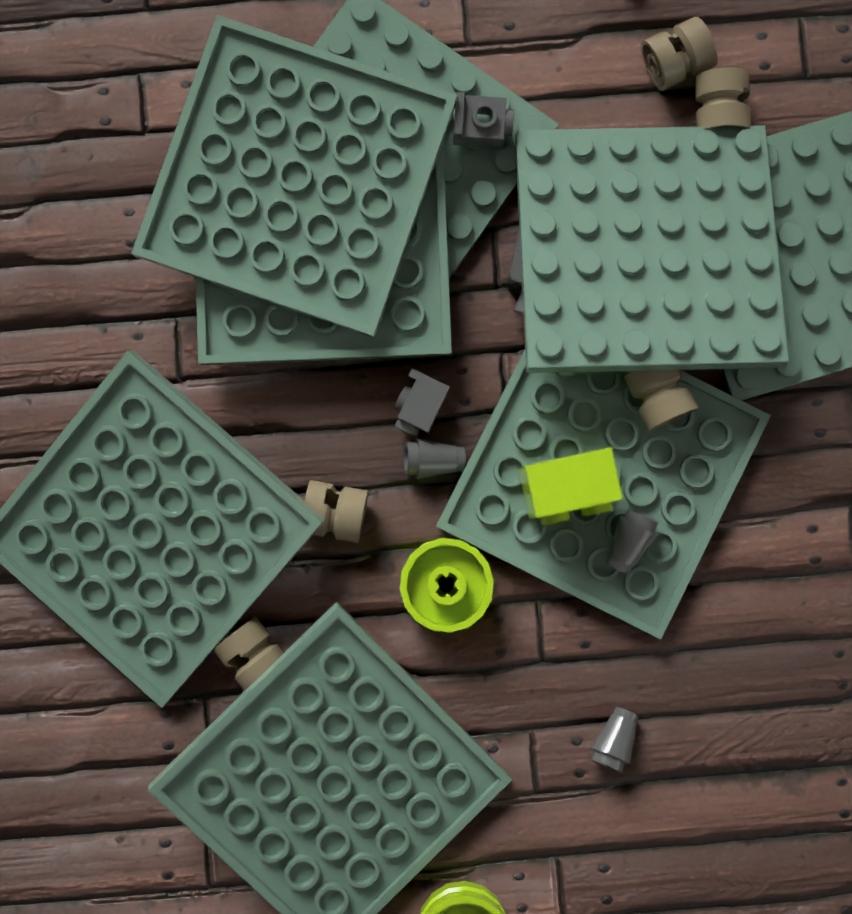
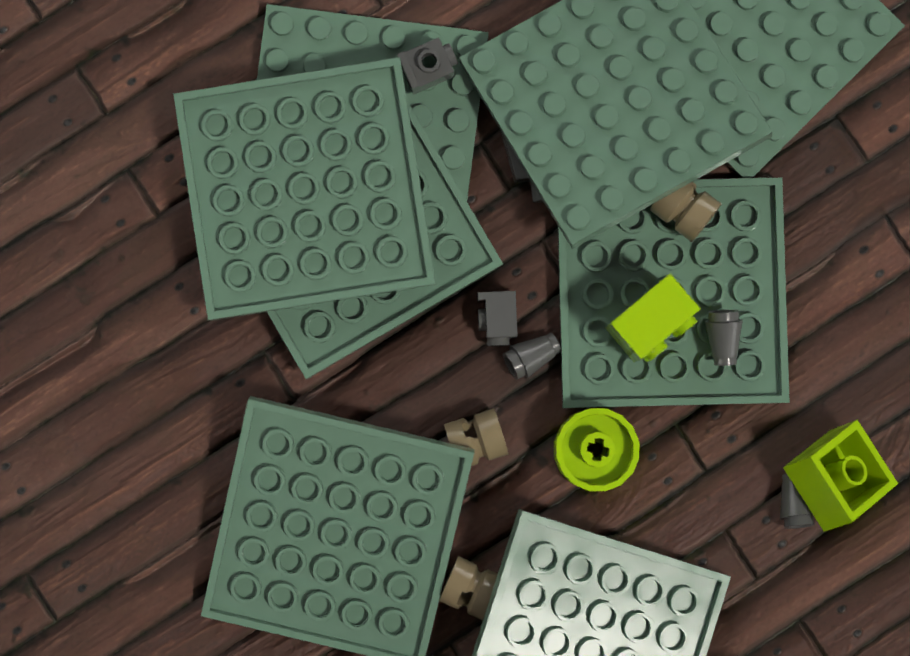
camera: 25 degrees left, 0 degrees up
(673, 739) = (840, 476): none -> lime brick

